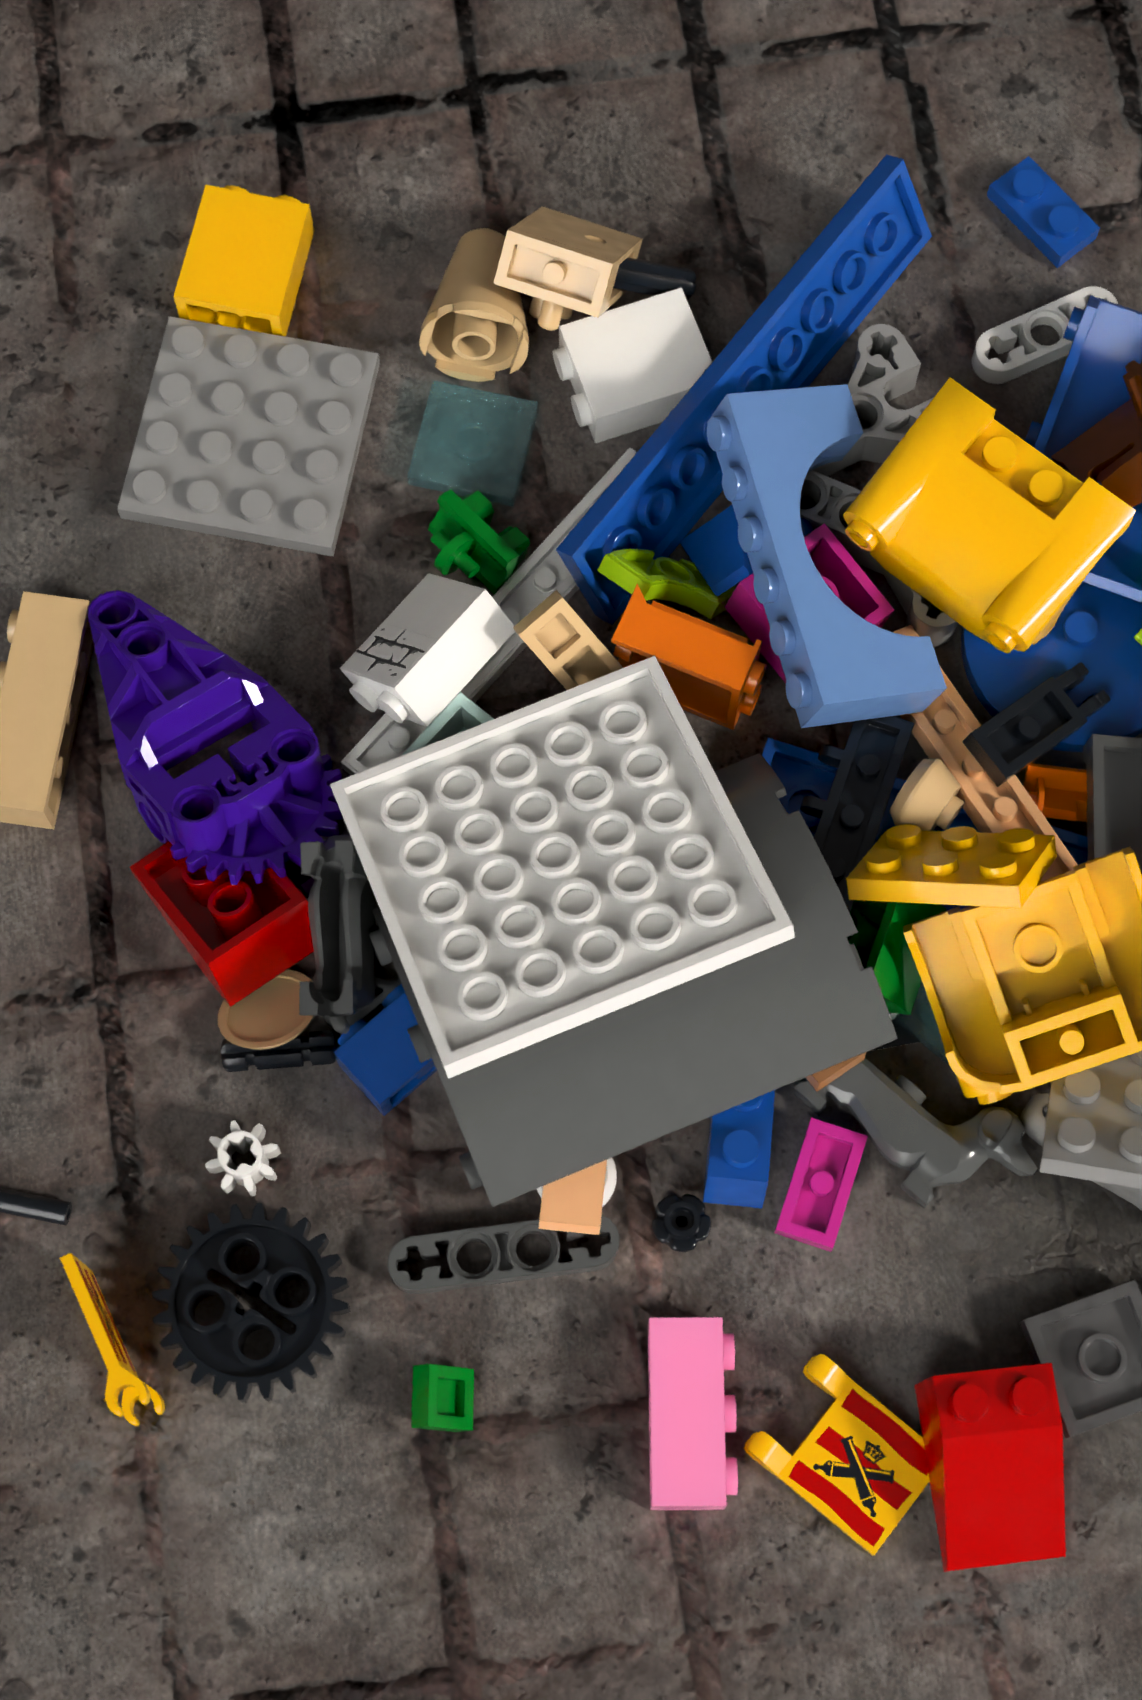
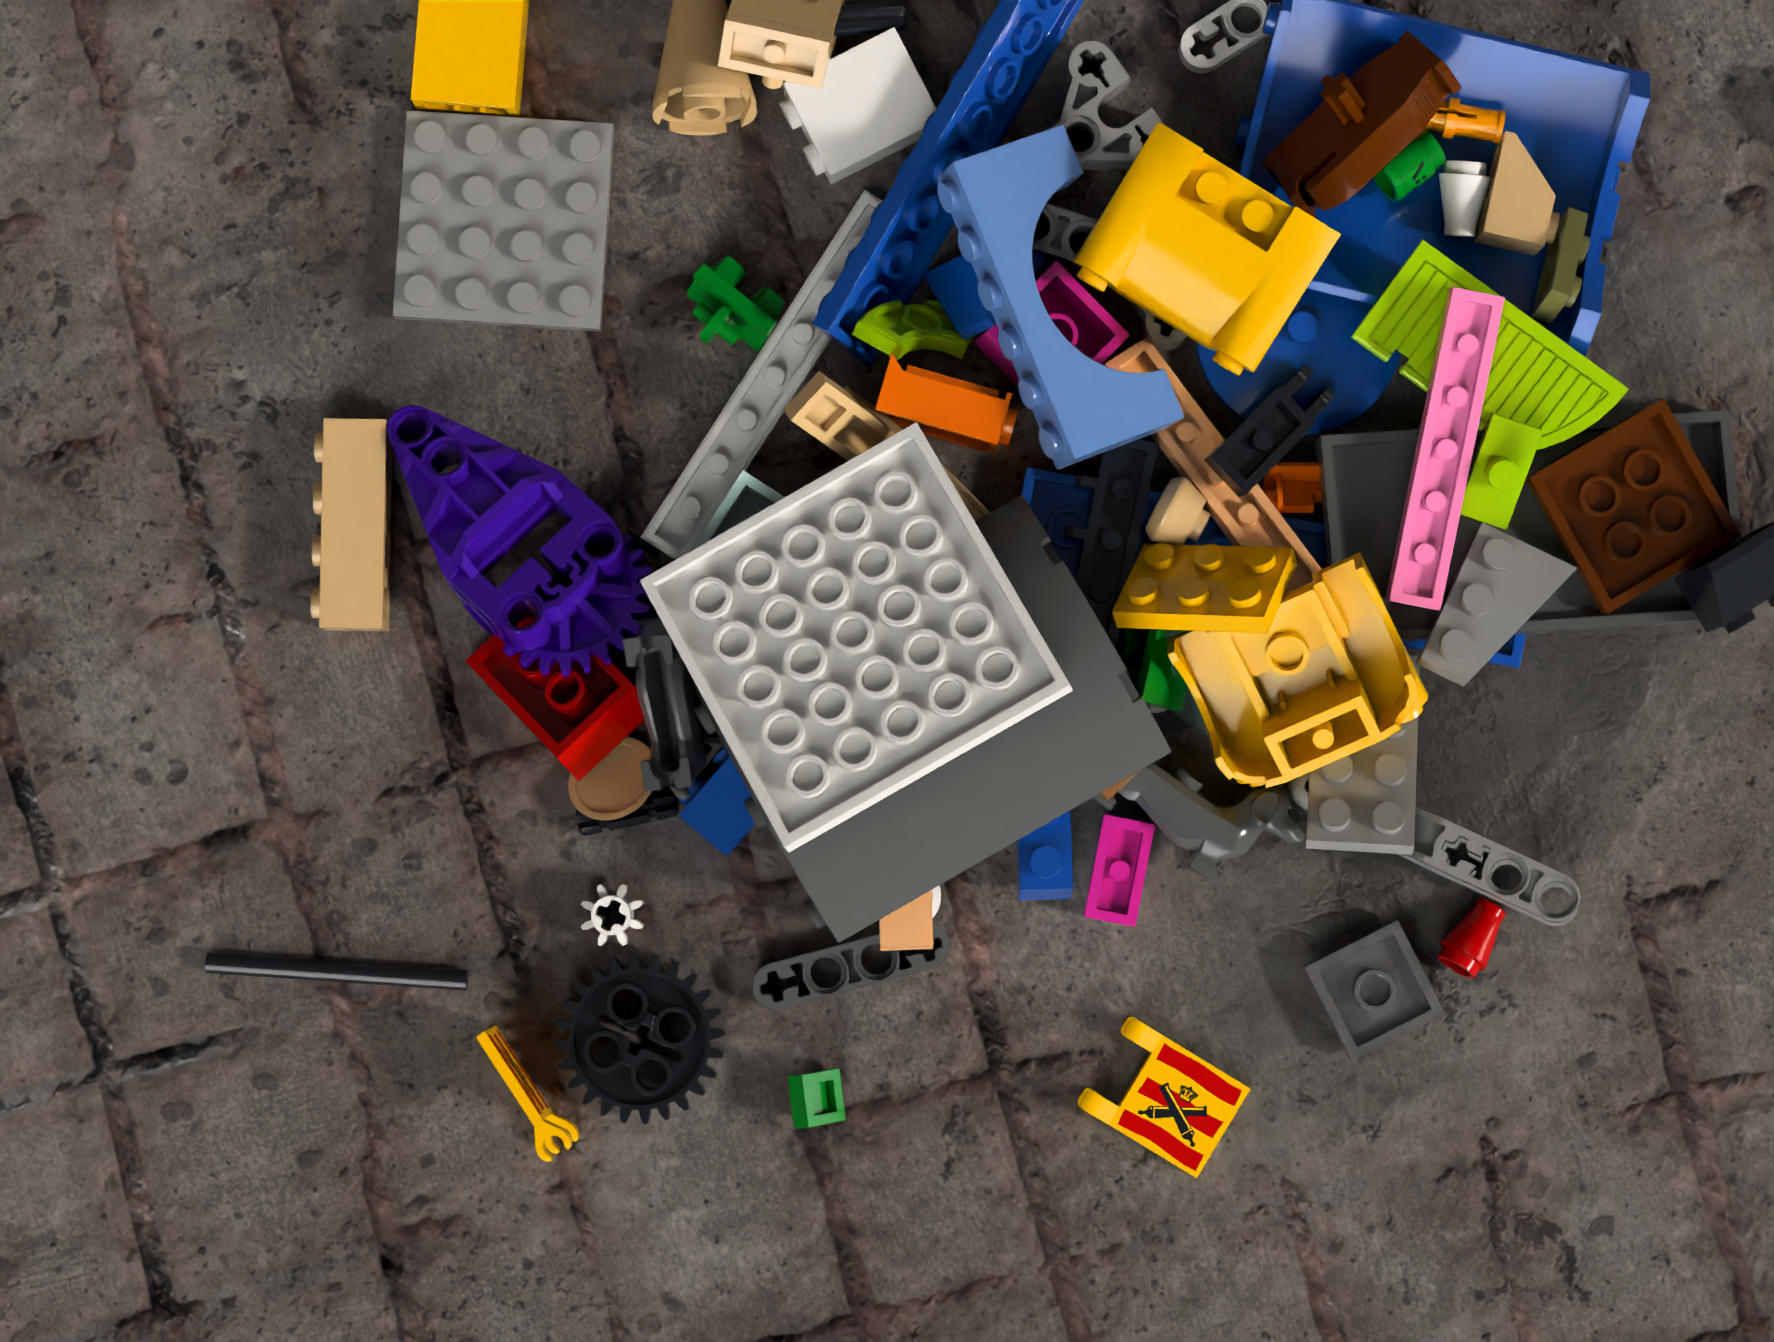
camera: 10 degrees left, 15 degrees up
(427, 650) = (705, 429): white brick -> none
(473, 442) = (715, 201): clear light blue tile -> none
(681, 1238) = (987, 922): black plate -> none
(690, 1414) = (1028, 1084): bright pink brick -> none
(995, 1465) = (1290, 1092): red slope -> none

